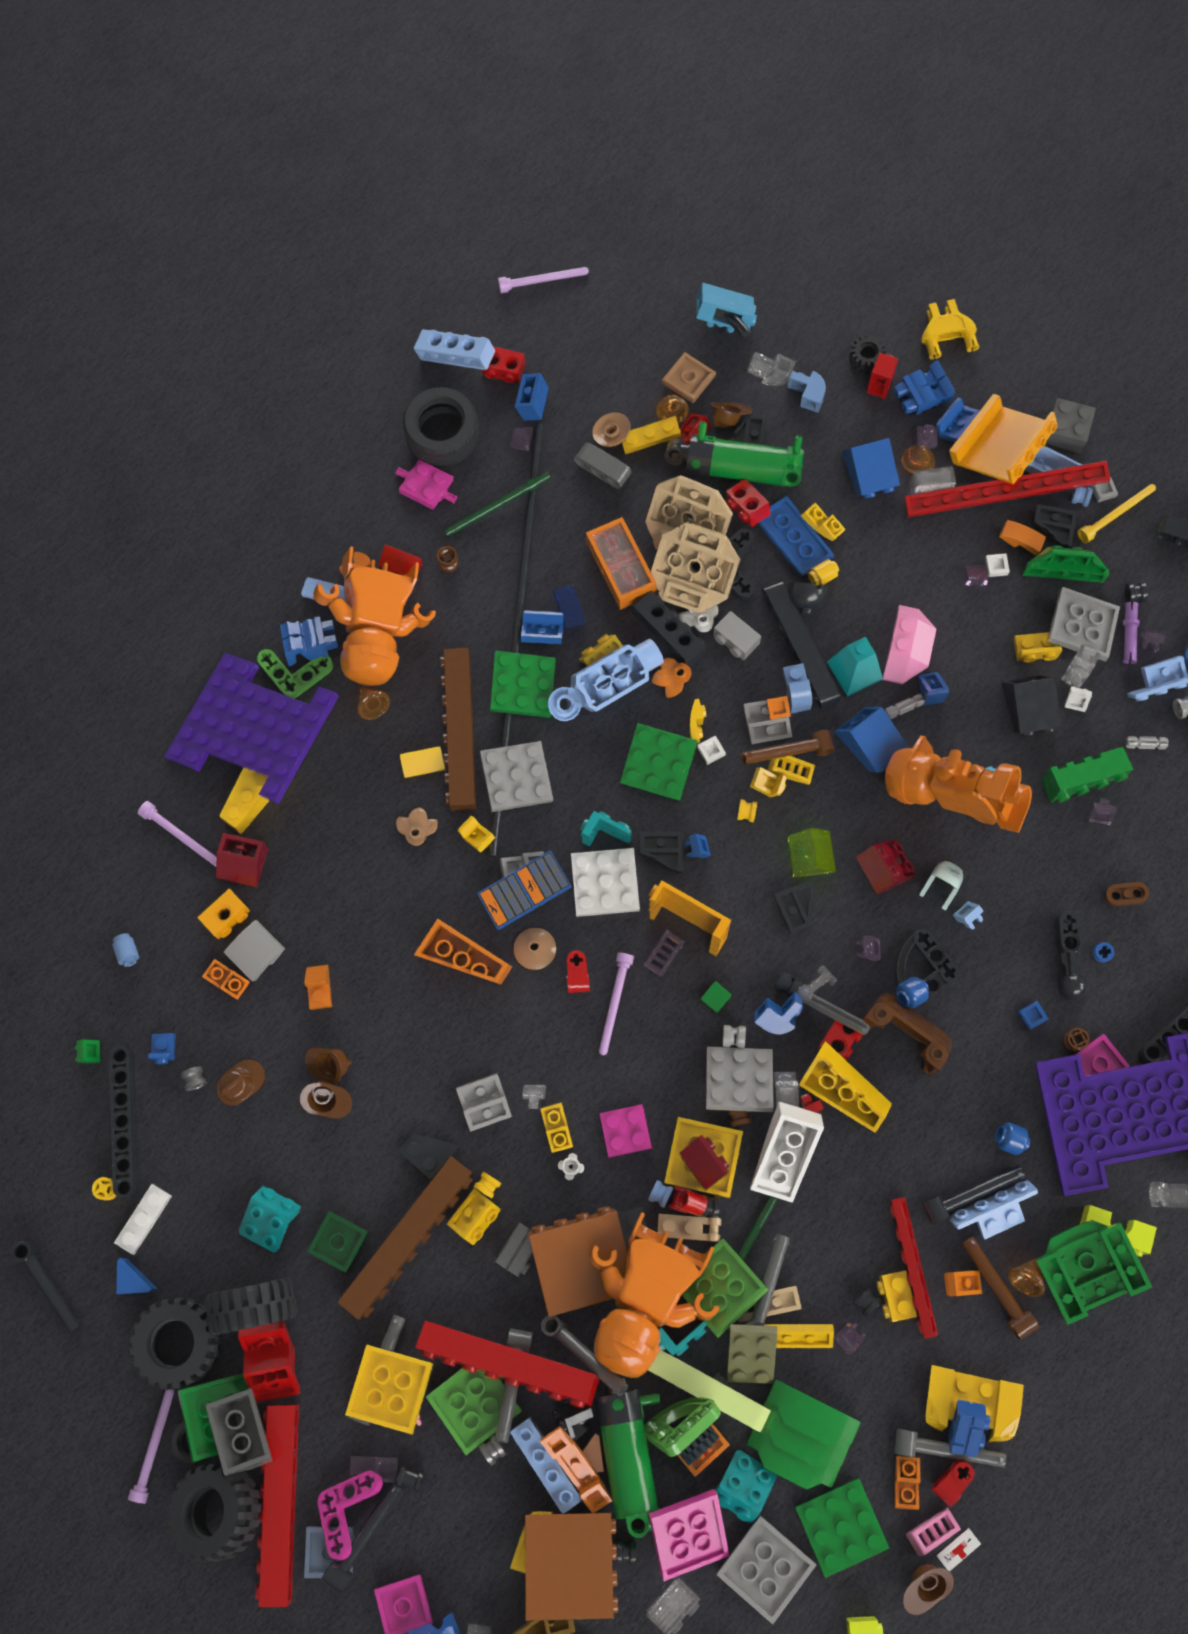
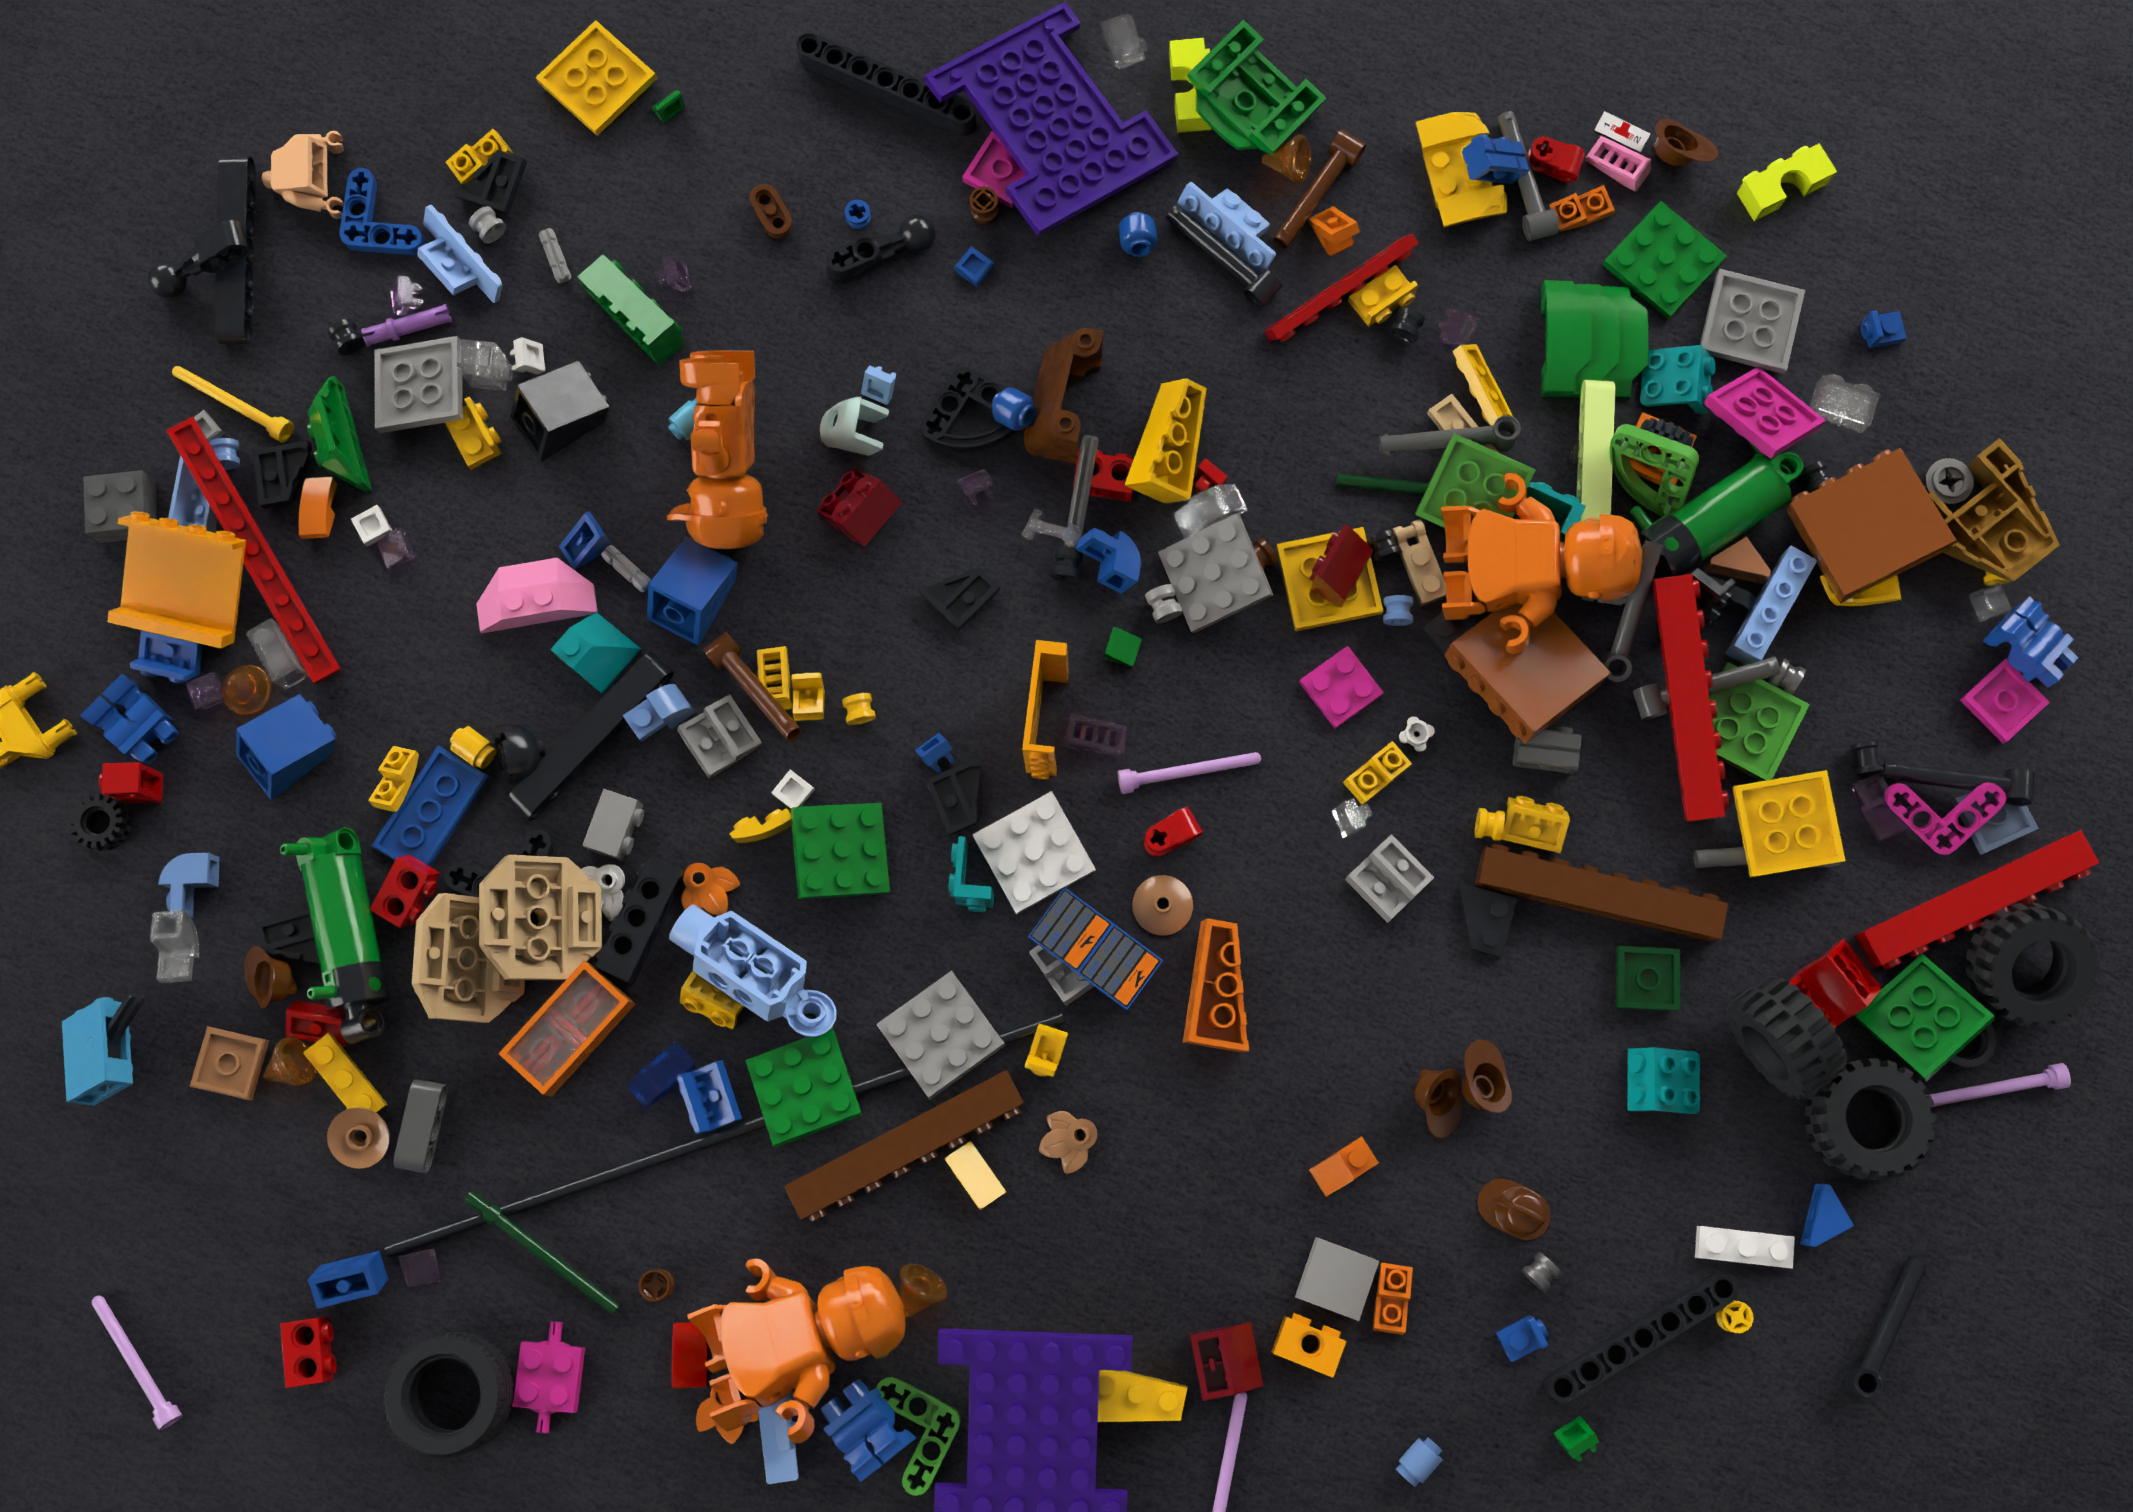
camera: 115 degrees left, 5 degrees up
(239, 1432) = (1934, 976): dark grey slope -> none
(454, 349) = (314, 1387): light blue brick -> none
(578, 1468) = (1762, 559): orange slope -> none
(688, 1202) = (1393, 571): red piece -> none
(751, 1354) = (1534, 423): olive plate -> none
(778, 708) = (698, 725): orange plate -> none
(787, 1151) = (1276, 478): white slope -> none
(811, 852) = (880, 607): clear neon green slope -> none

